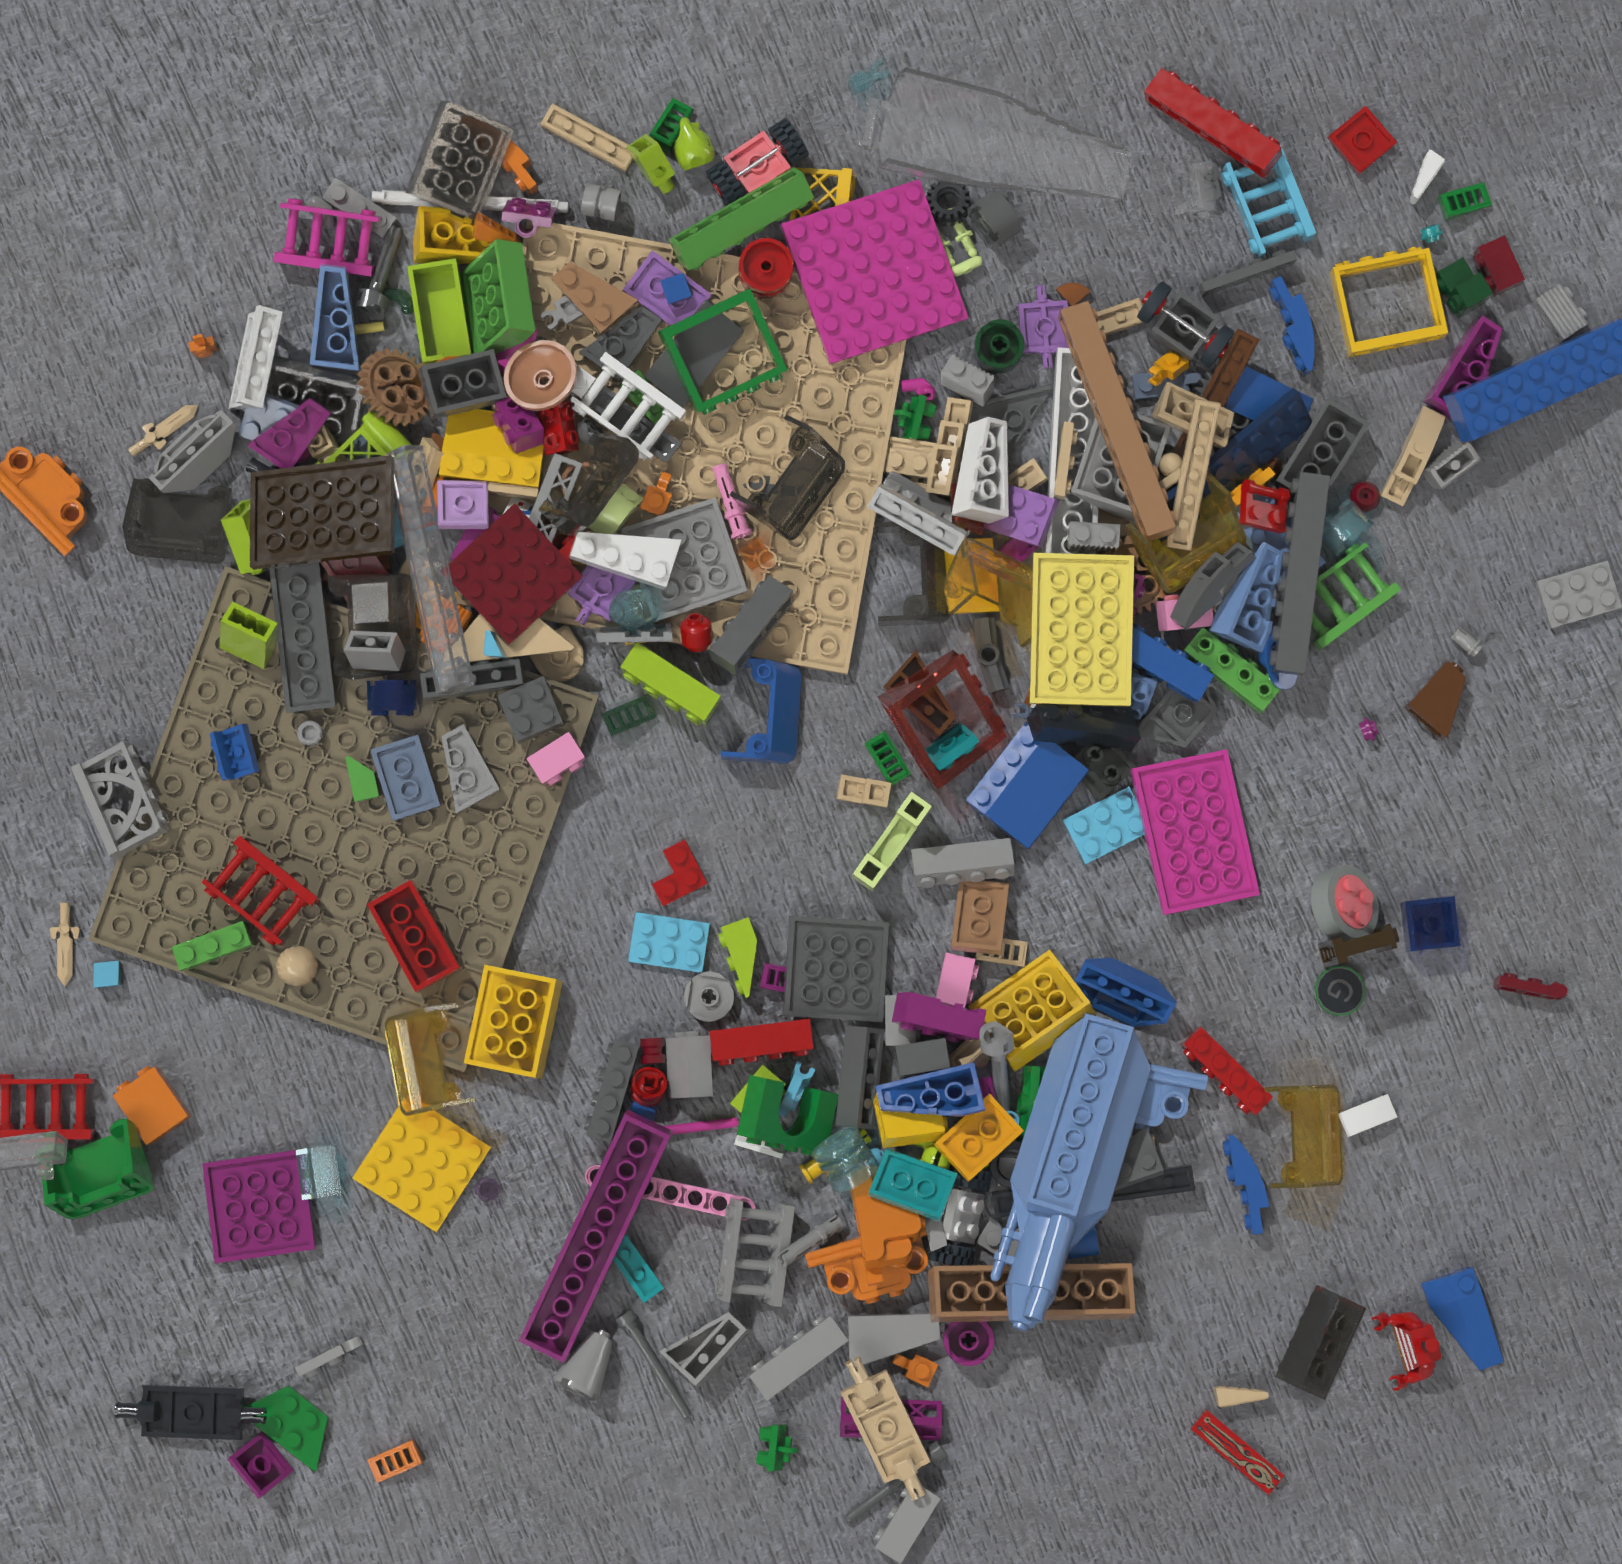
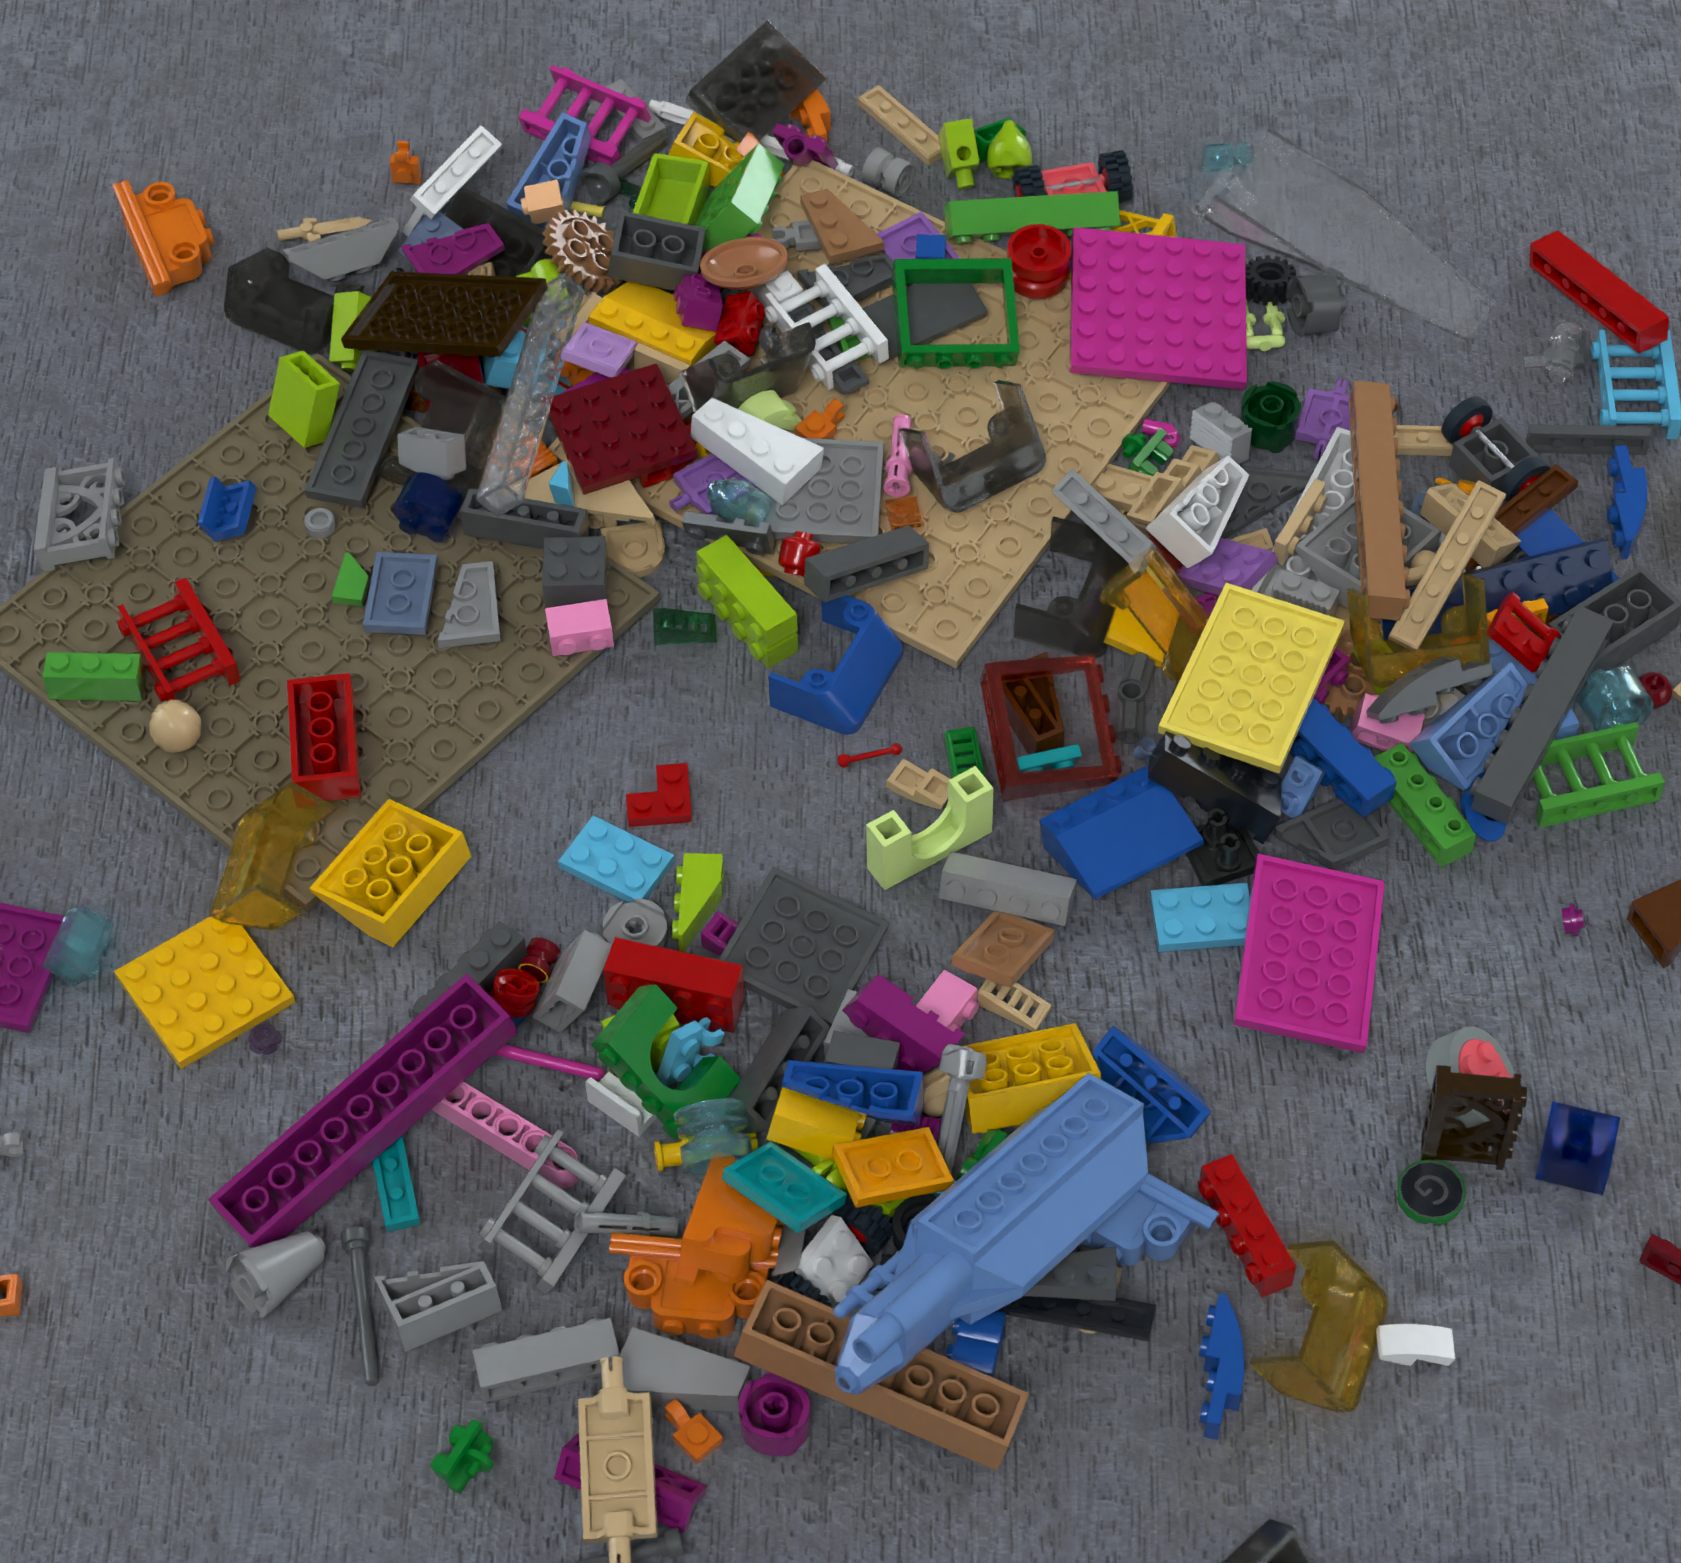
camera: 25 degrees right, 30 degrees down
(343, 359) = (542, 201): none -> light nougat brick
(796, 788) = (845, 760): none -> red hinge

